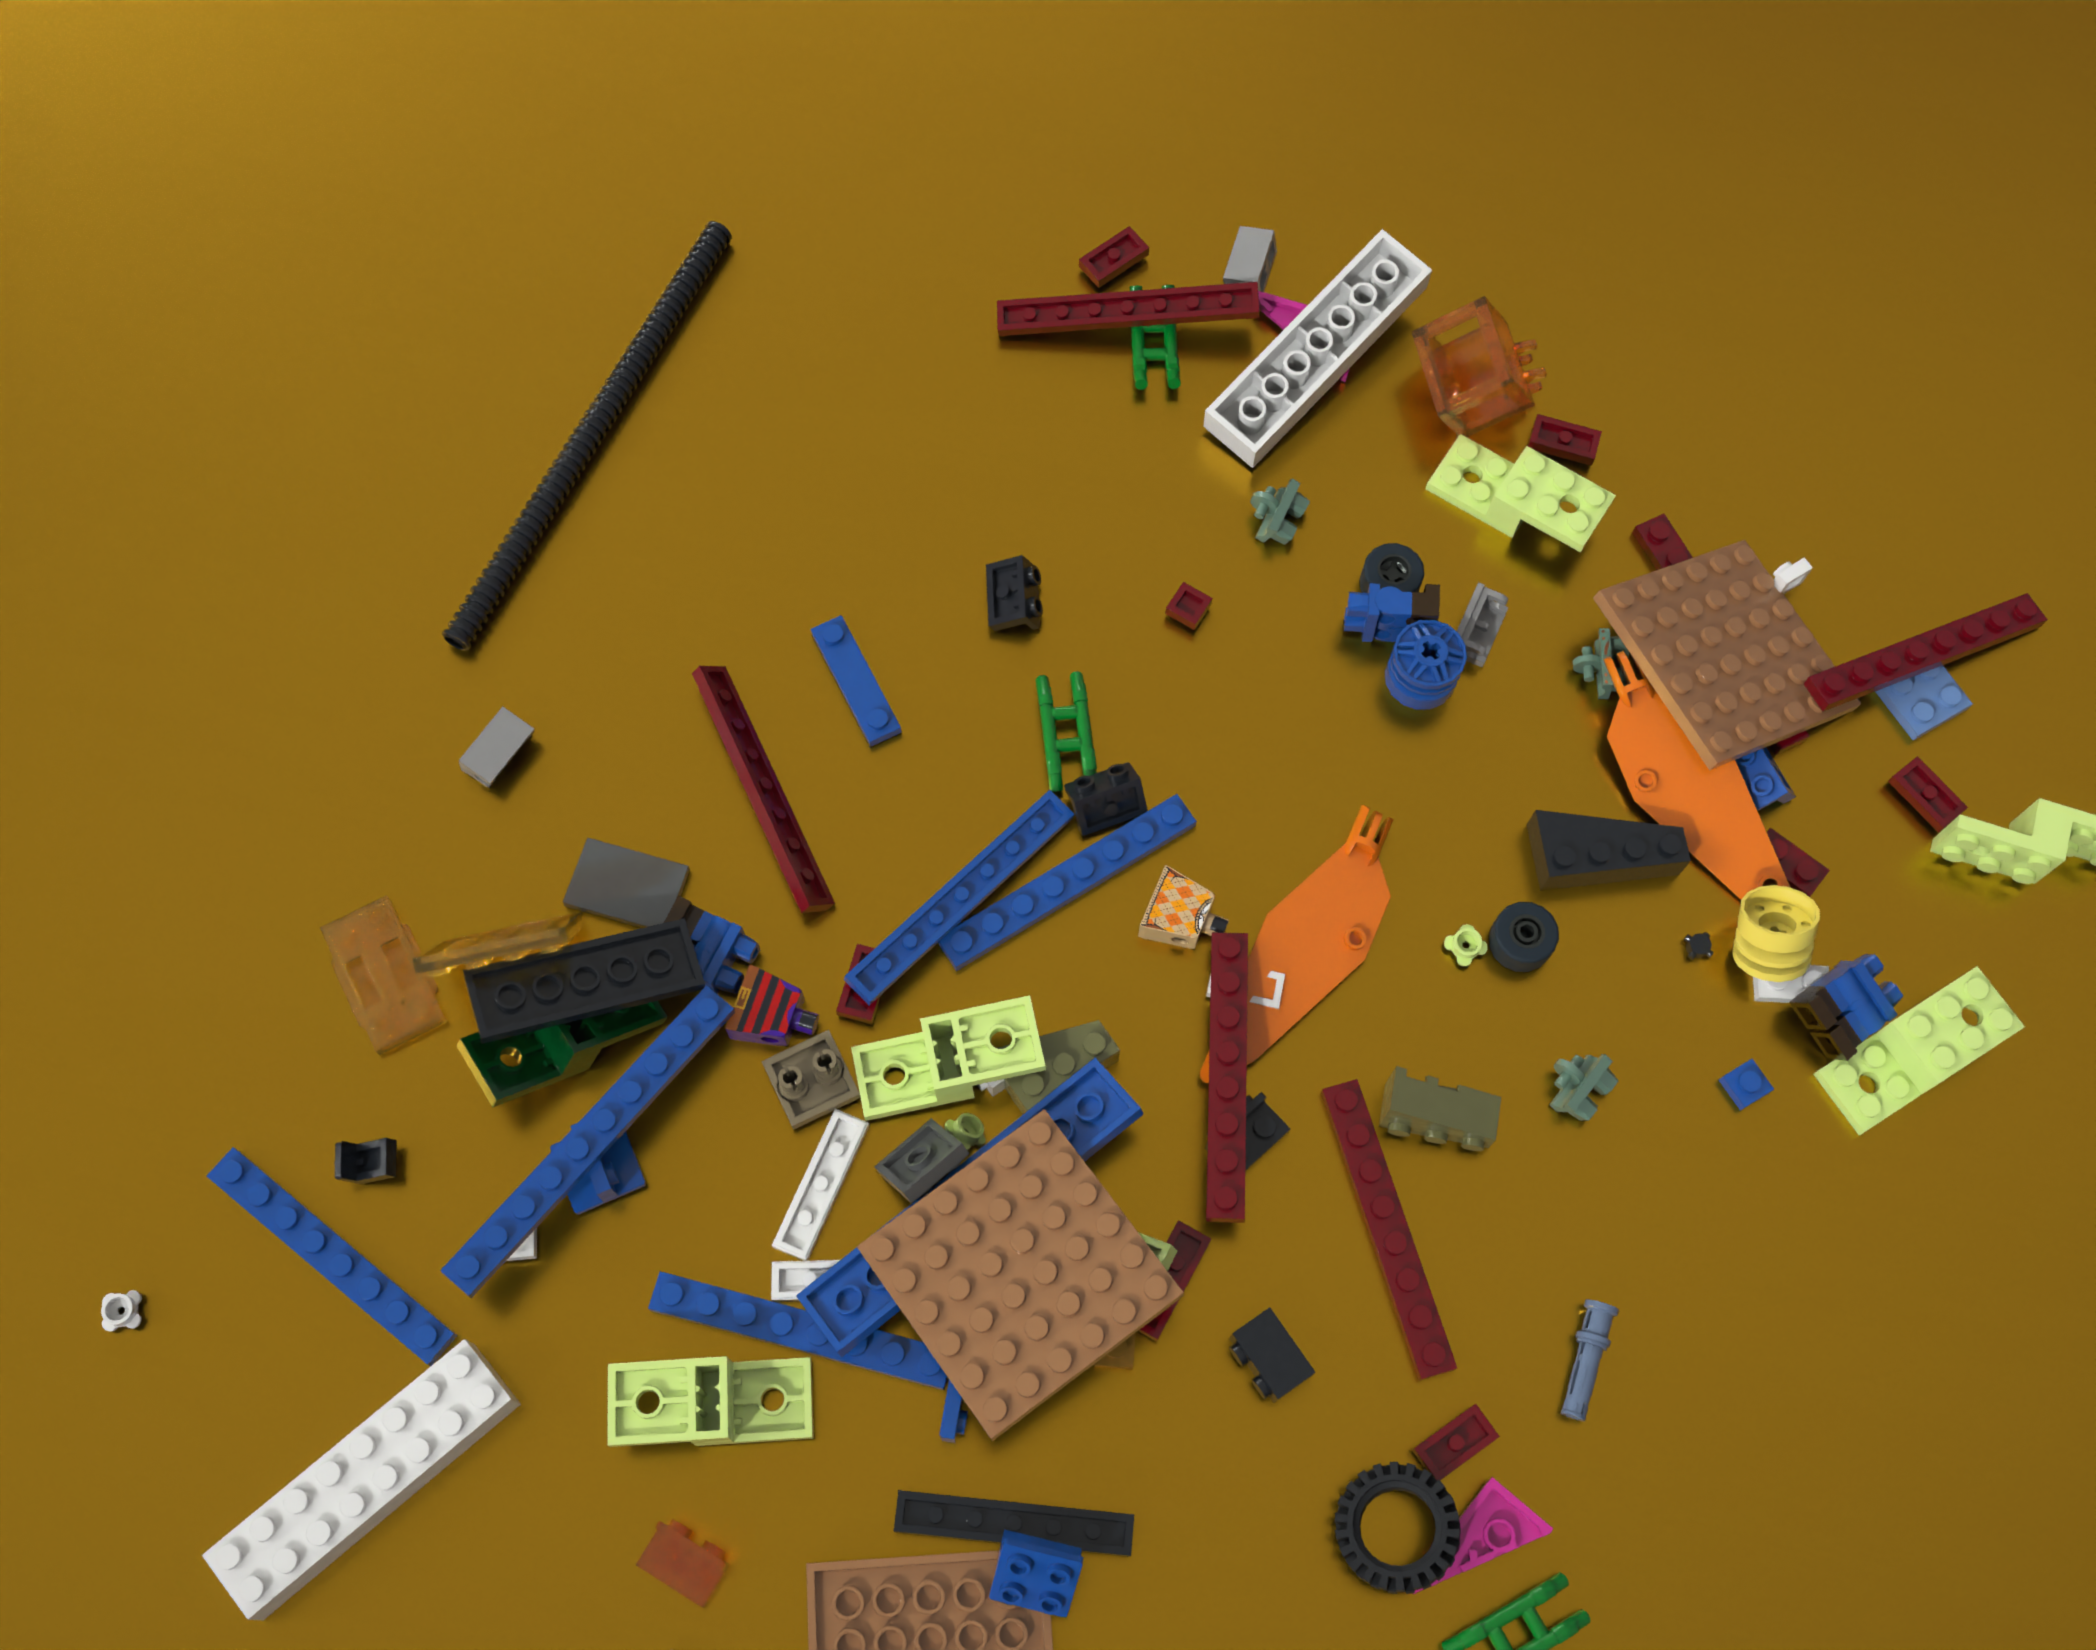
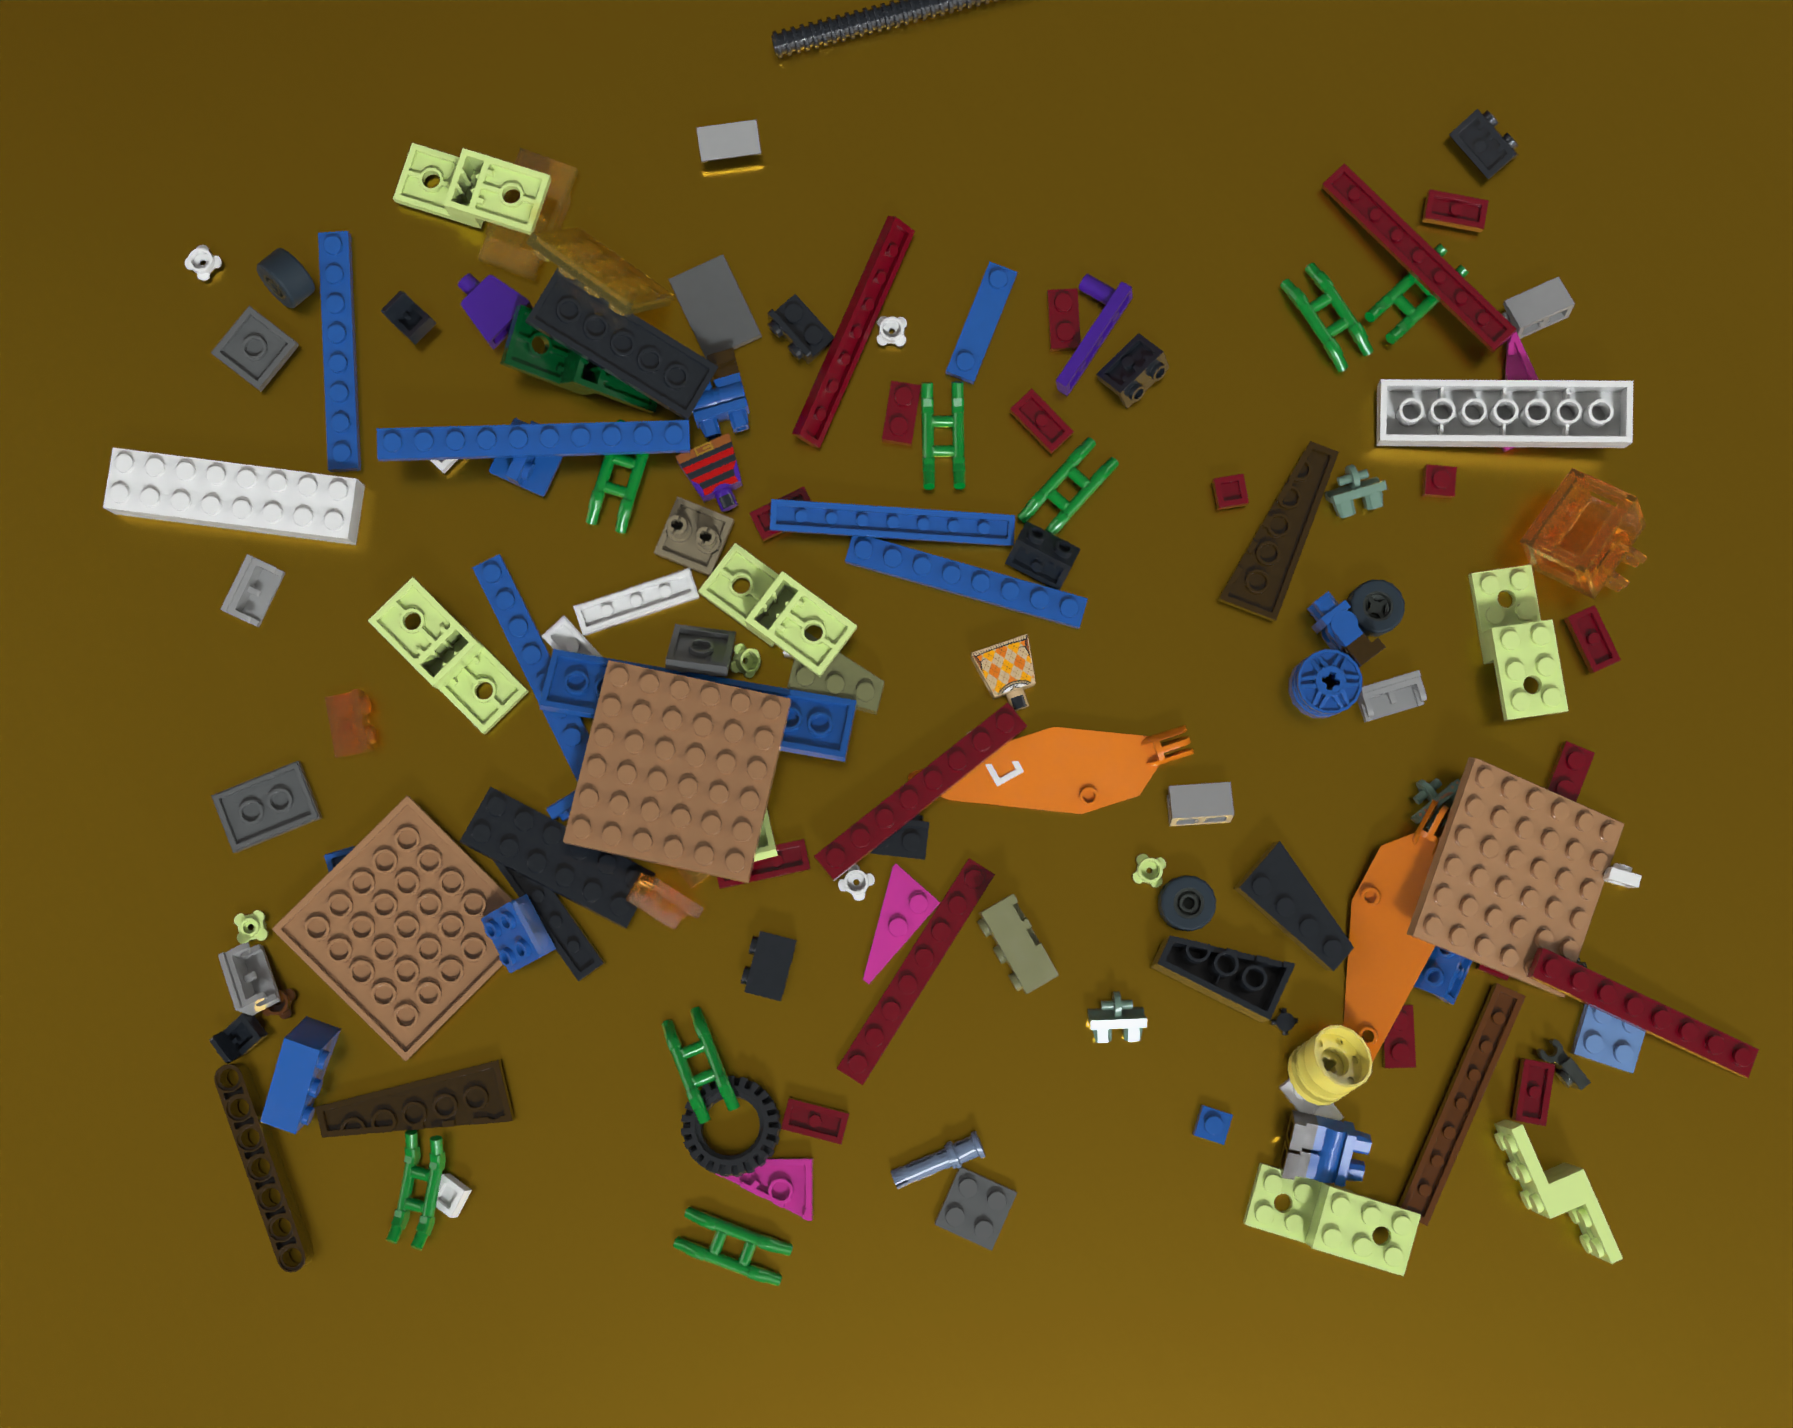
camera: 45 degrees right, 15 degrees up
(216, 1241) = (285, 278): none -> black wheel
(249, 1332) = (255, 348): none -> dark grey plate
(312, 997) = (472, 188): none -> yellowish green bracket
(432, 1077) = (491, 306): none -> dark purple torso
(469, 1544) = (253, 590): none -> light grey hinge
(716, 830) = (800, 328): none -> black bracket
(716, 1103) = (627, 492): none -> green piece
(787, 748) = (887, 323): none -> white plate
(870, 810) = (901, 413): none -> dark red plate
(917, 614) = (1063, 319): none -> dark red plate
(919, 772) = (929, 422): none -> green piece
(943, 560) = (1116, 302): none -> dark purple piece
(984, 1476) = (535, 848): none -> black plate
(987, 702) = (1041, 421): none -> dark red plate
(1080, 193) = (1485, 143): none -> black bracket
(1123, 427) = (1326, 334): none -> green piece
(1124, 1401) = (662, 901): none -> clear orange bracket
(1267, 1216) = (857, 891): none -> white plate
(1274, 618) = (1273, 554): none -> dark brown wing
(1322, 1189) = (902, 913): none -> dark pink wing
(1326, 446) = (1439, 481): none -> dark red plate
(1334, 1493) = (716, 1071): none -> green piece
(1442, 852) = (1200, 804): none -> light grey hinge
(1619, 956) = (1229, 976): none -> black wedge
(1659, 1364) = (975, 1208): none -> dark grey plate
(1891, 858) = (1461, 1101): none -> reddish brown plate
(1931, 750) = (1568, 1072): none -> pearl dark grey plate

